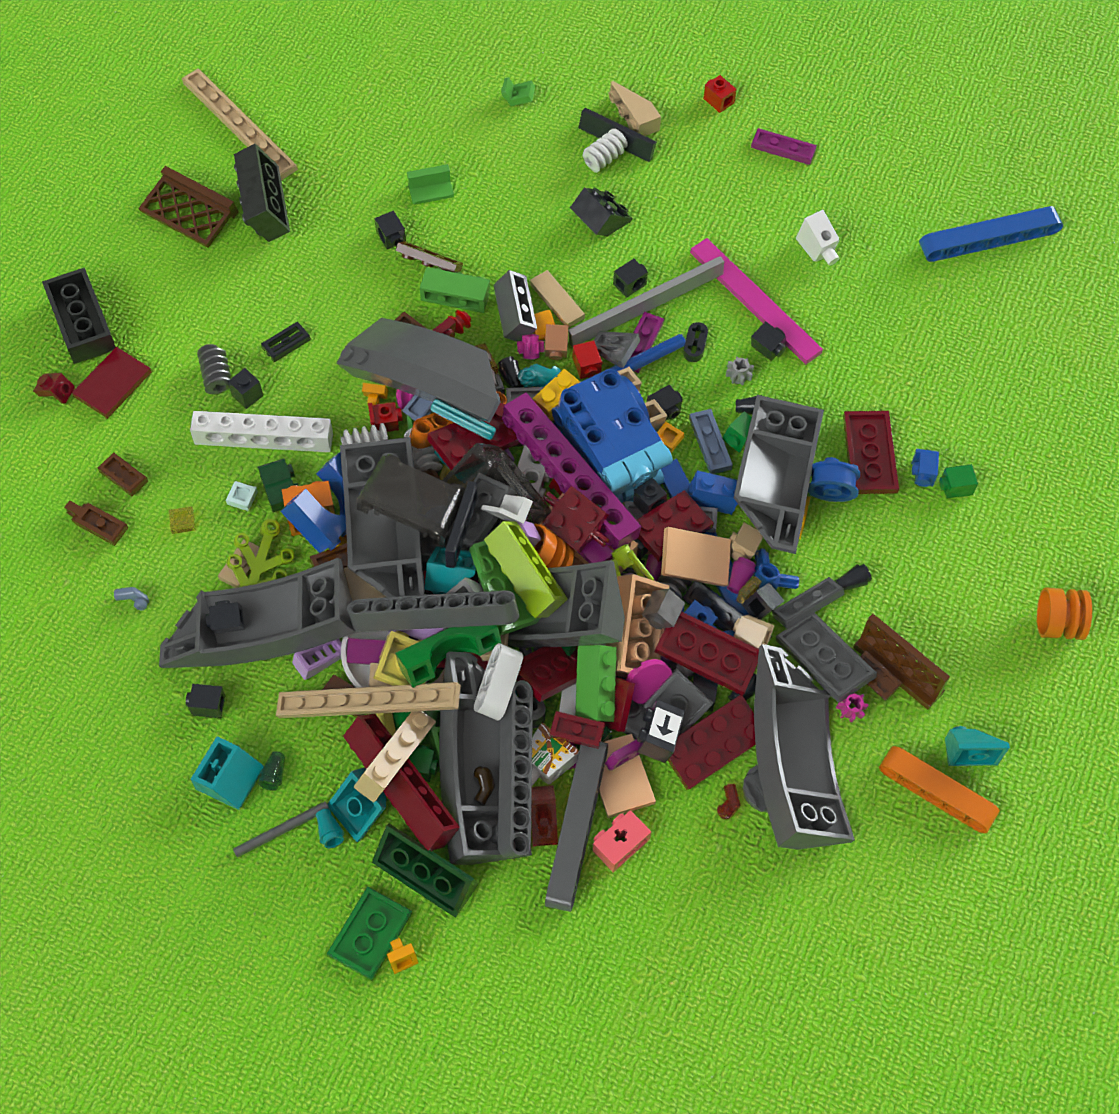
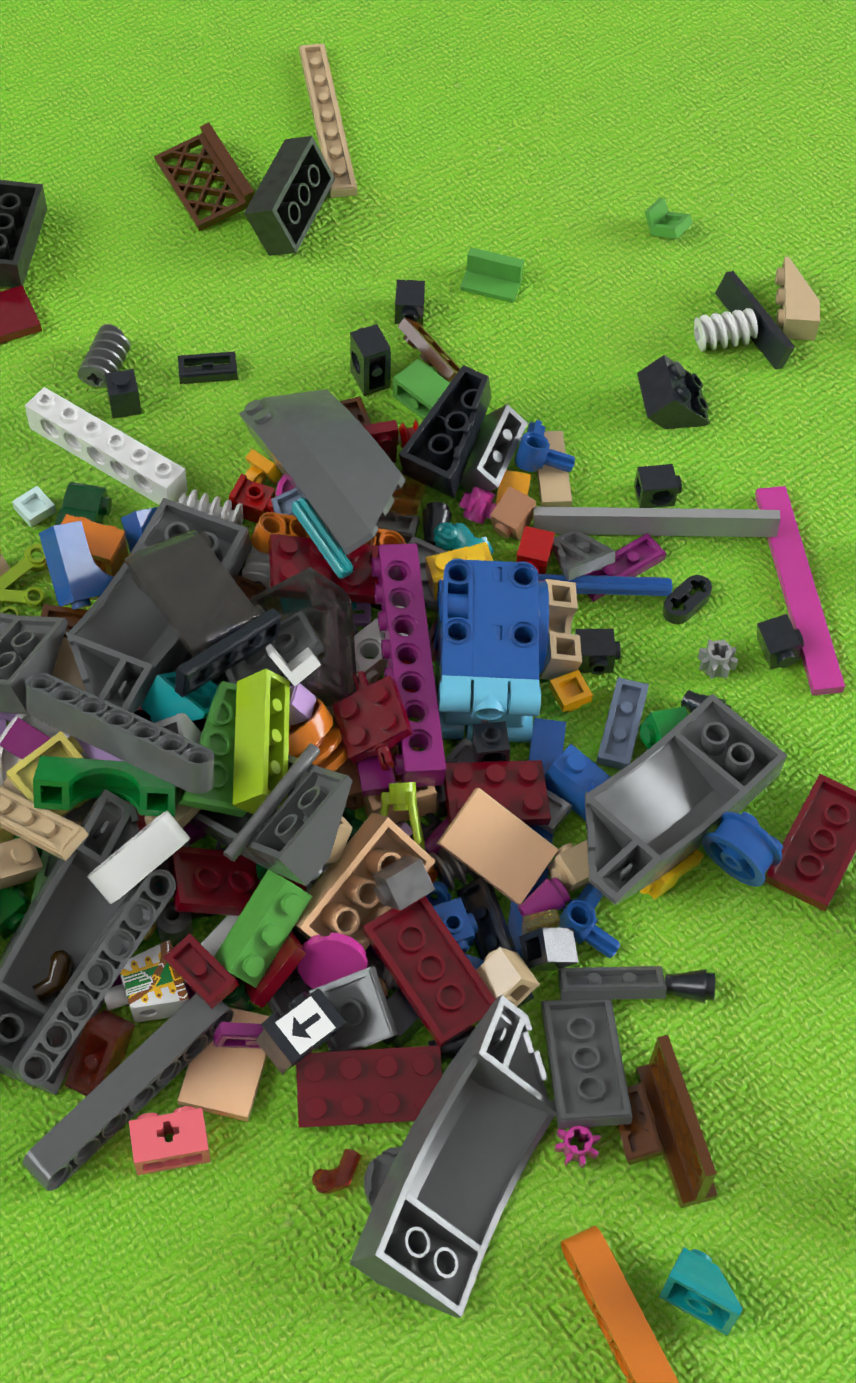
camera: 30 degrees right, 5 degrees down
(396, 282) = (370, 359): none -> black brick
(487, 314) = (446, 436): none -> black wedge
(544, 292) = (535, 451): none -> blue axle
(563, 602) = (271, 802): none -> flat silver bar

